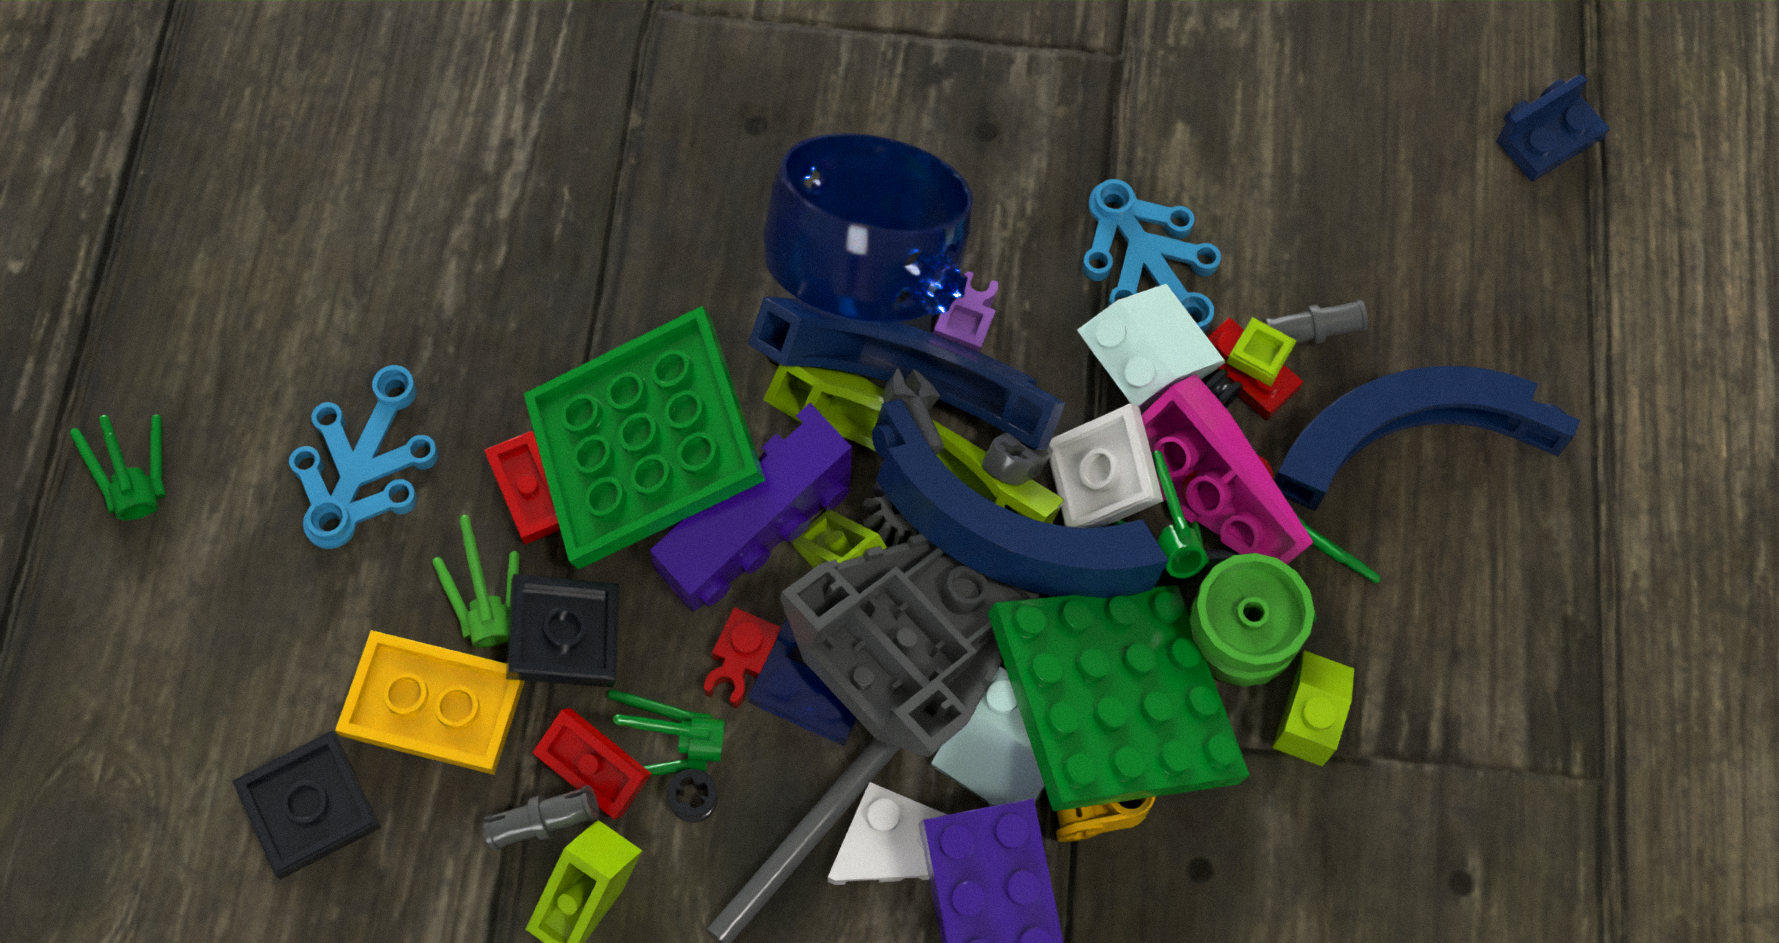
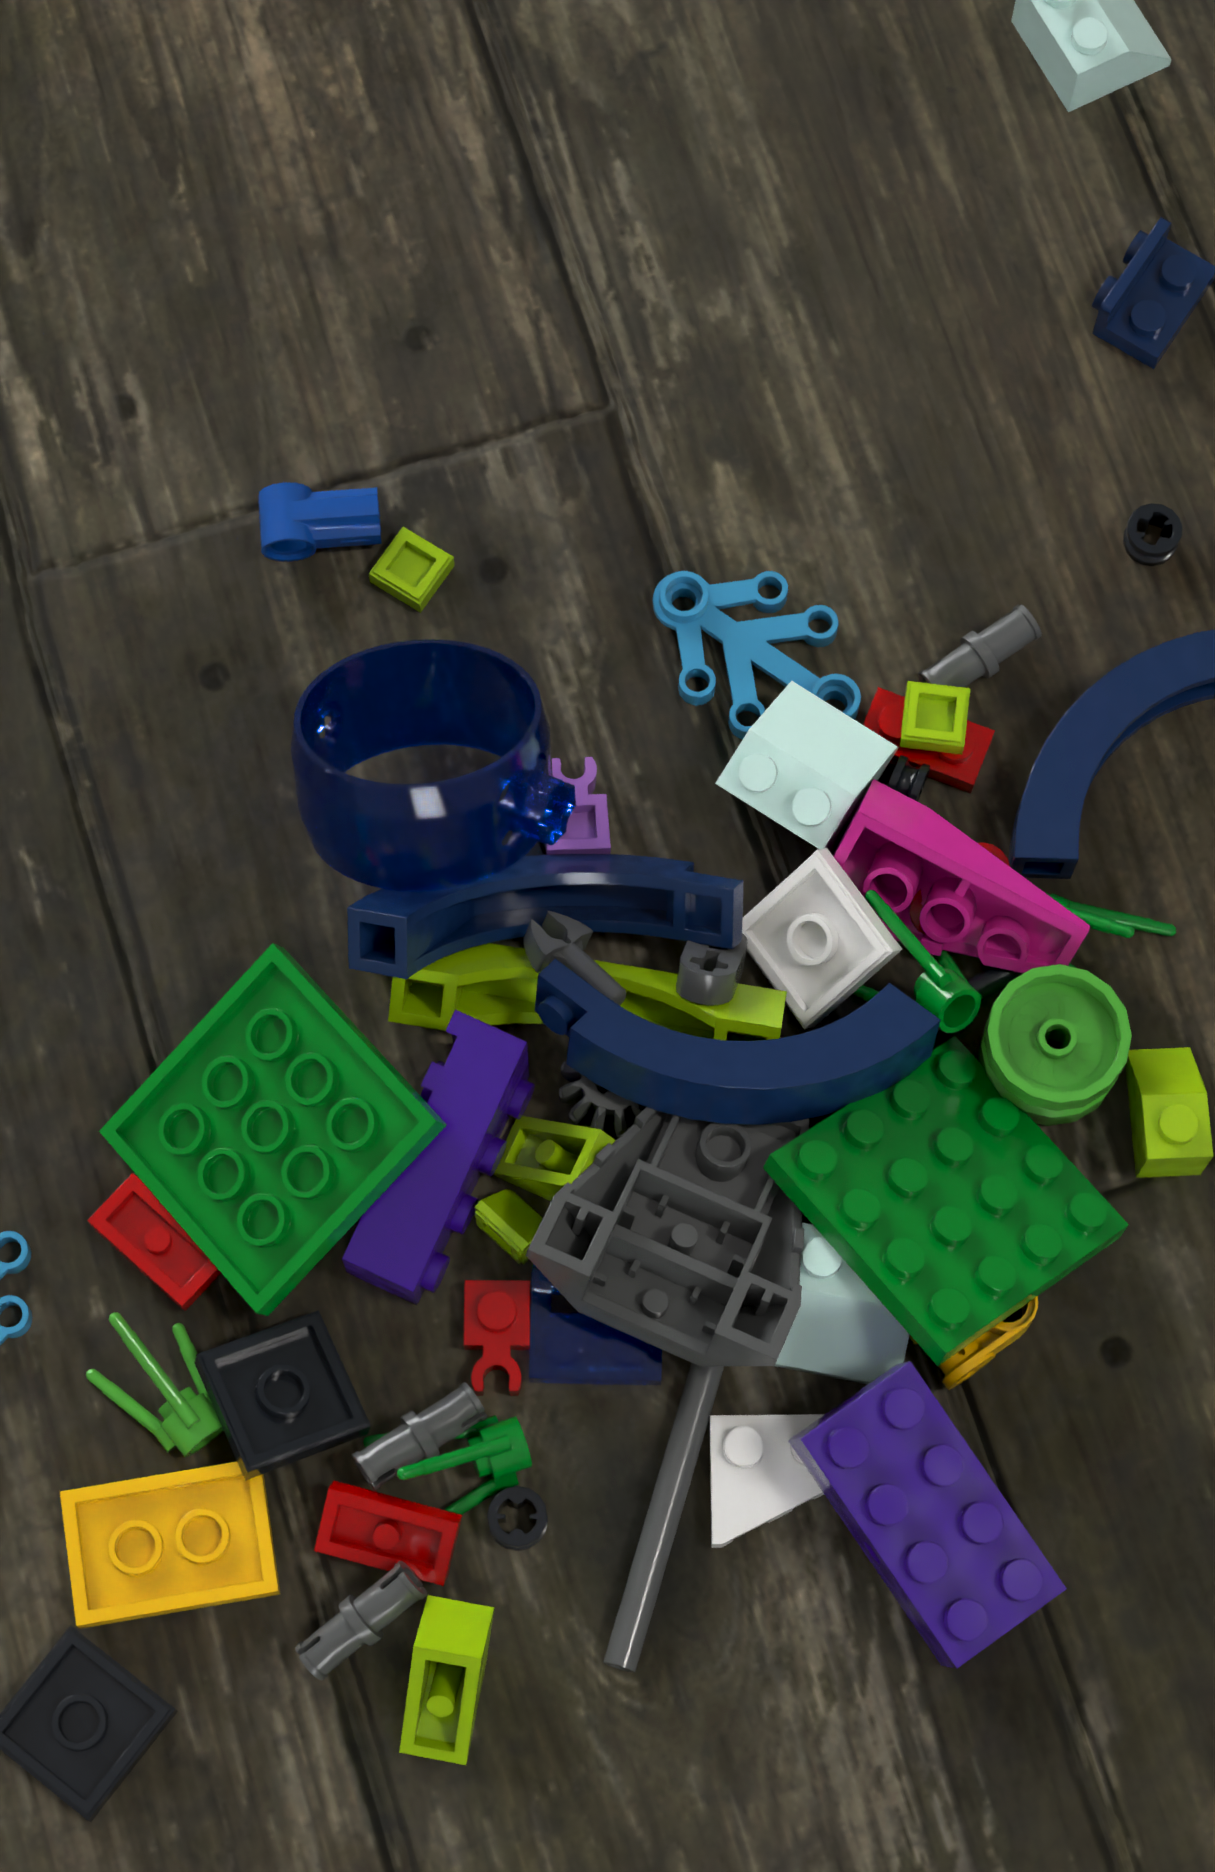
camera: 20 degrees left, 5 degrees up
(648, 701) = (419, 1436): none -> dark grey pin
(780, 573) = (508, 1222): none -> lime slope
(865, 43) = (300, 520): none -> blue piece
(928, 107) = (411, 569): none -> lime tile
(1474, 282) = (1165, 547): none -> black bush

